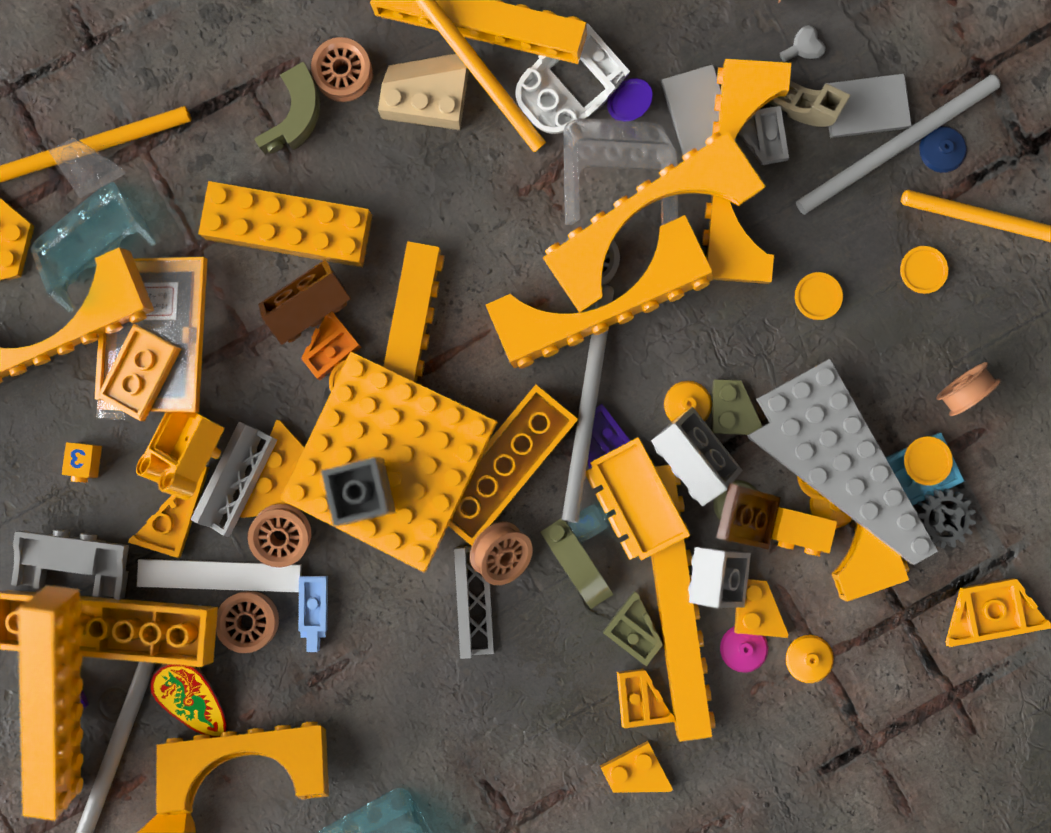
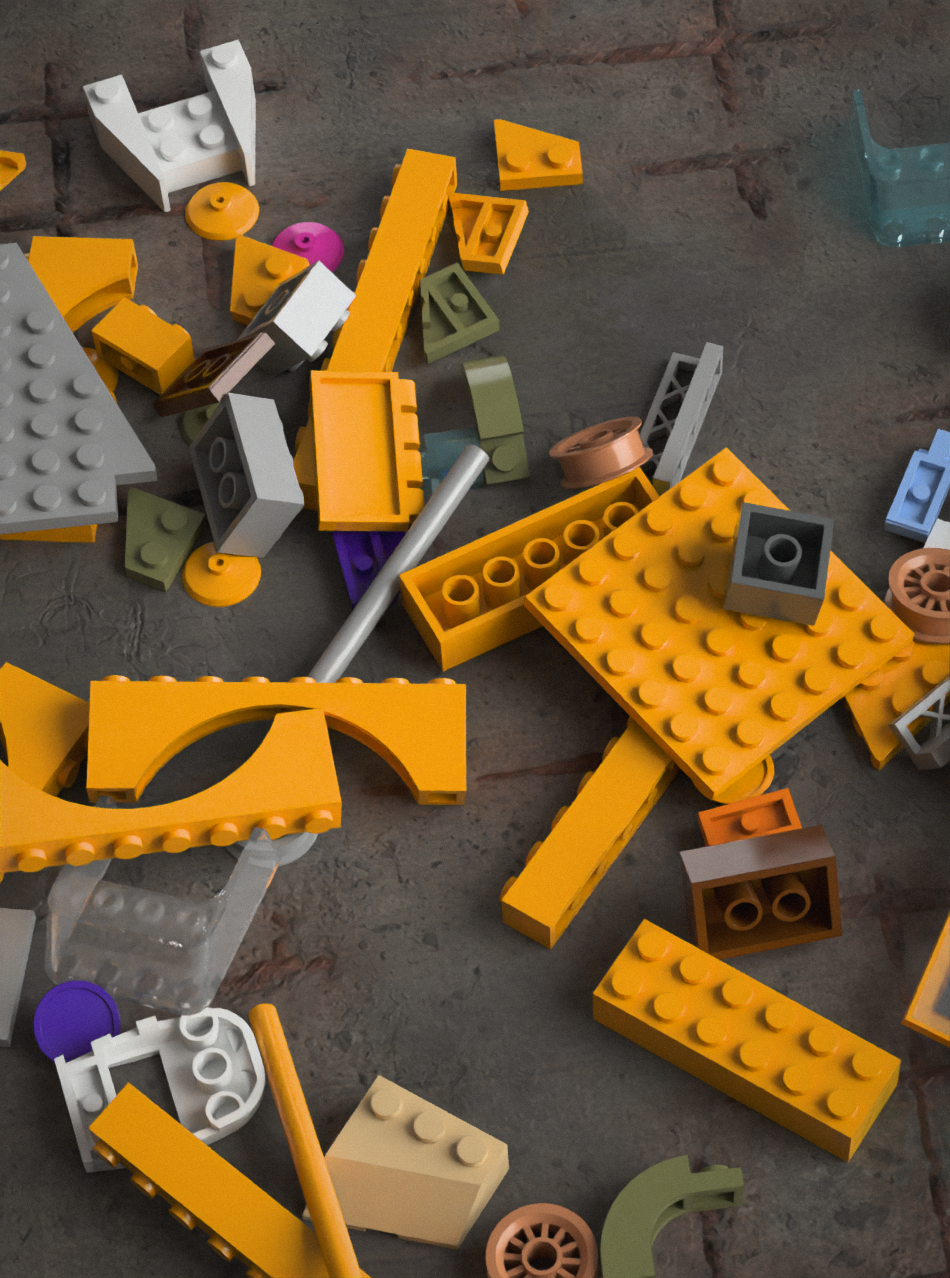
camera: 150 degrees left, 30 degrees down
(855, 701) = (184, 139): none -> white wedge

